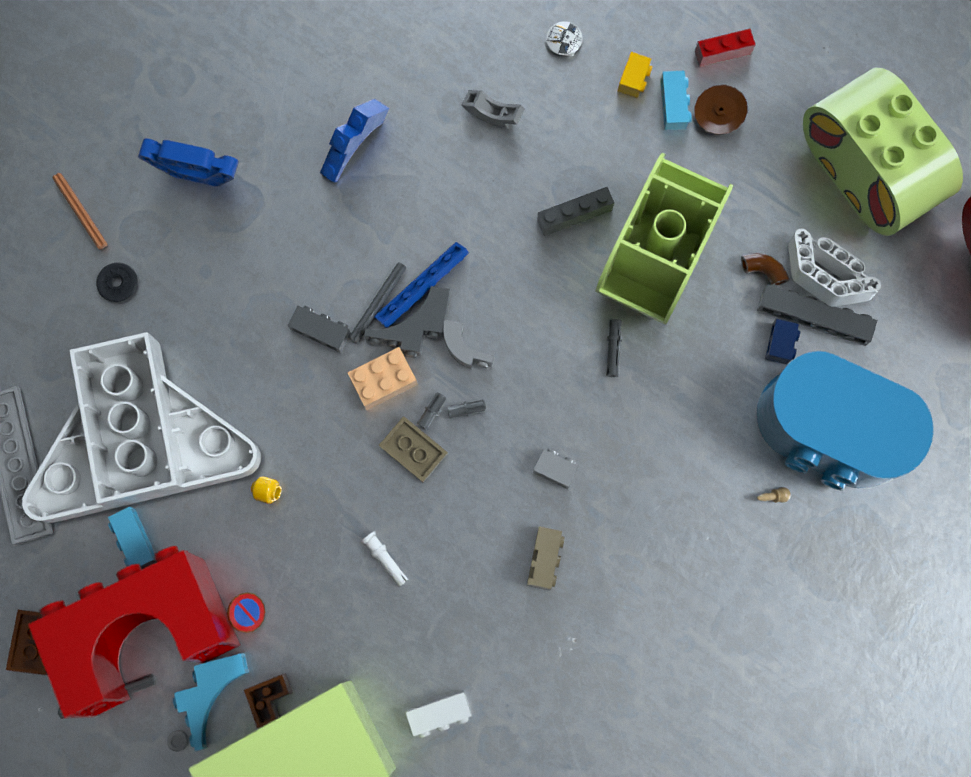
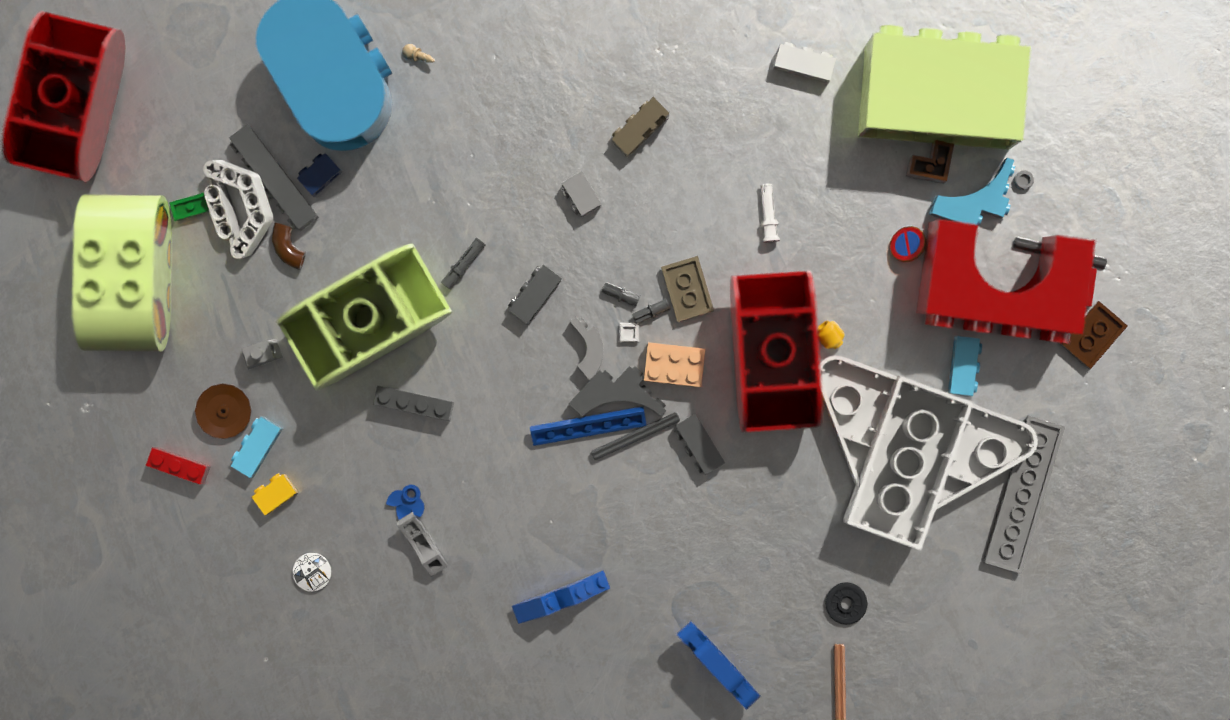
camera: 155 degrees left, 10 degrees up
(299, 436) = (776, 351): none -> red brick
(438, 382) = (629, 332): none -> white tile
(527, 133) = (404, 503): none -> blue plate
(538, 360) = (534, 294): none -> dark grey brick
(725, 168) = (261, 353): none -> light grey torso
(867, 246) = (189, 207): none -> green plate

